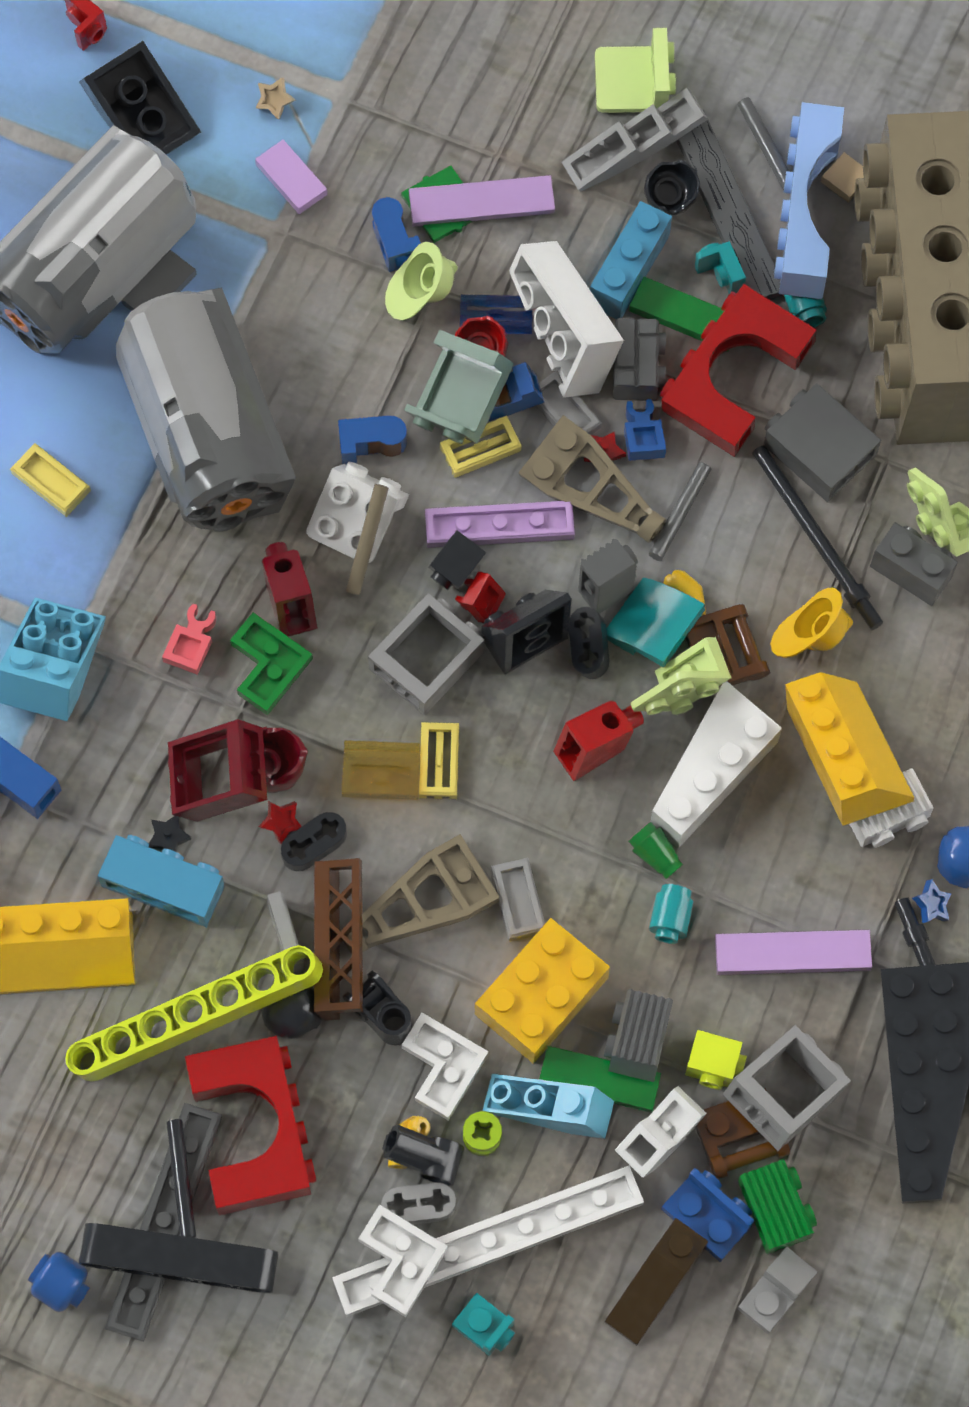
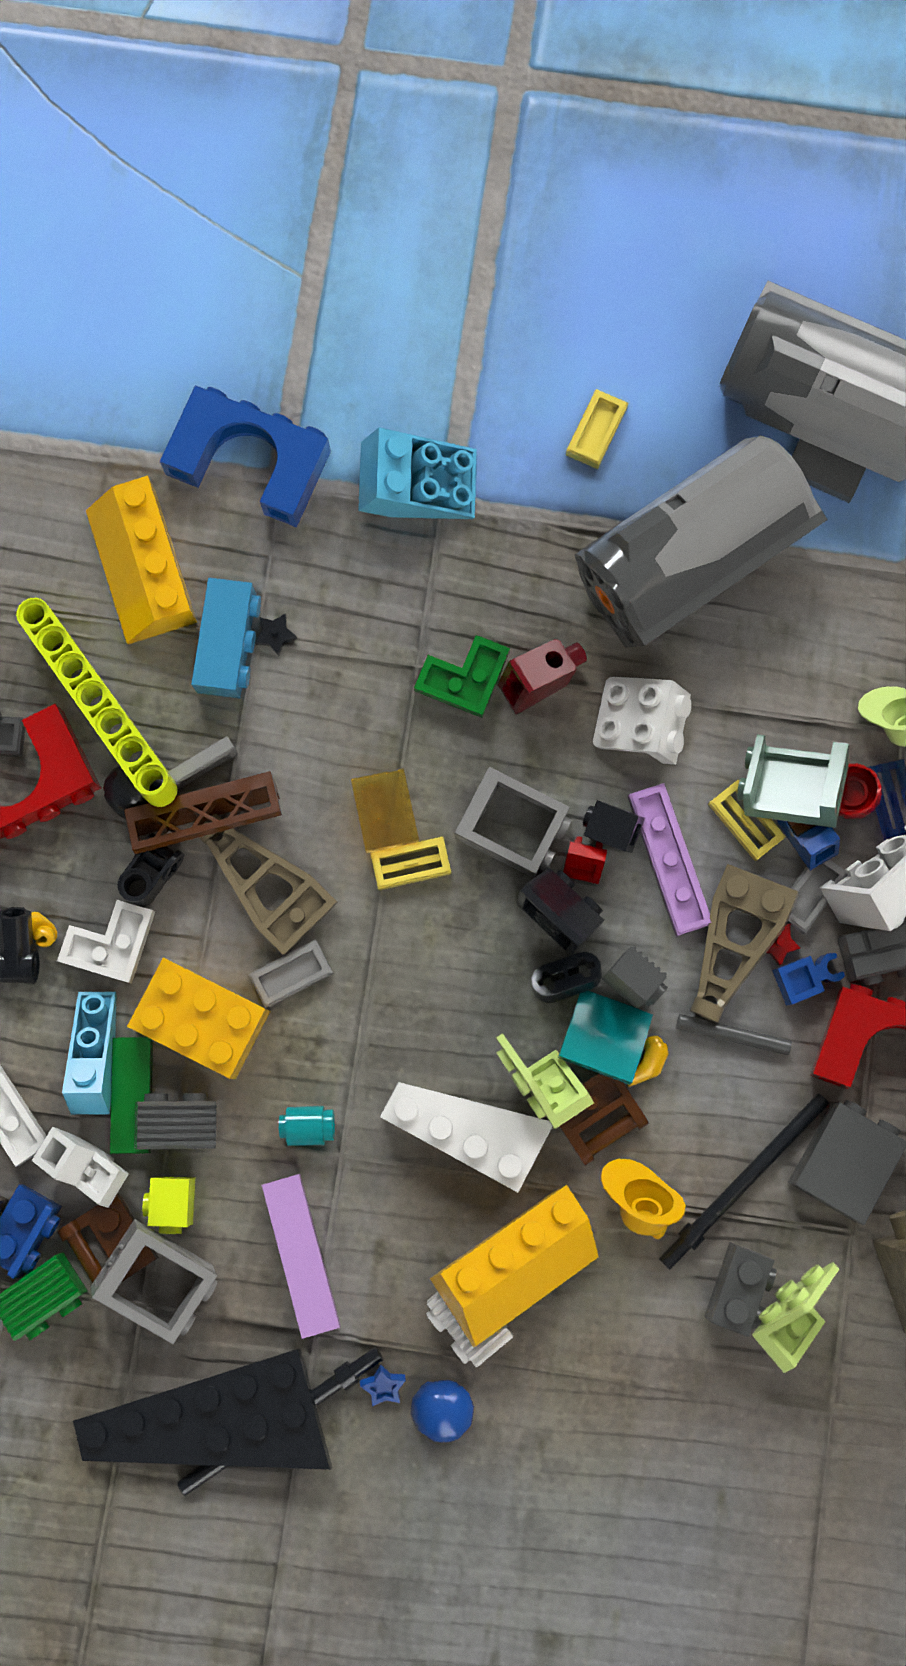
camera: 80 degrees right, 10 degrees up
(190, 645) = (461, 600): coral plate -> none
(245, 770) = (343, 676): dark red window -> none
(281, 820) = (311, 731): red piece -> none
(284, 758) = (364, 705): dark red hair -> none
(308, 834) = (305, 760): black beam -> none
(367, 539) = (611, 734): dark tan bar -> none
(371, 436) = (723, 709): blue leg -> none
(480, 1144) = (58, 1000): lime wheel -> none
(595, 737) = (456, 999): red torso -> none
(655, 850) = (369, 1094): green cone -> none

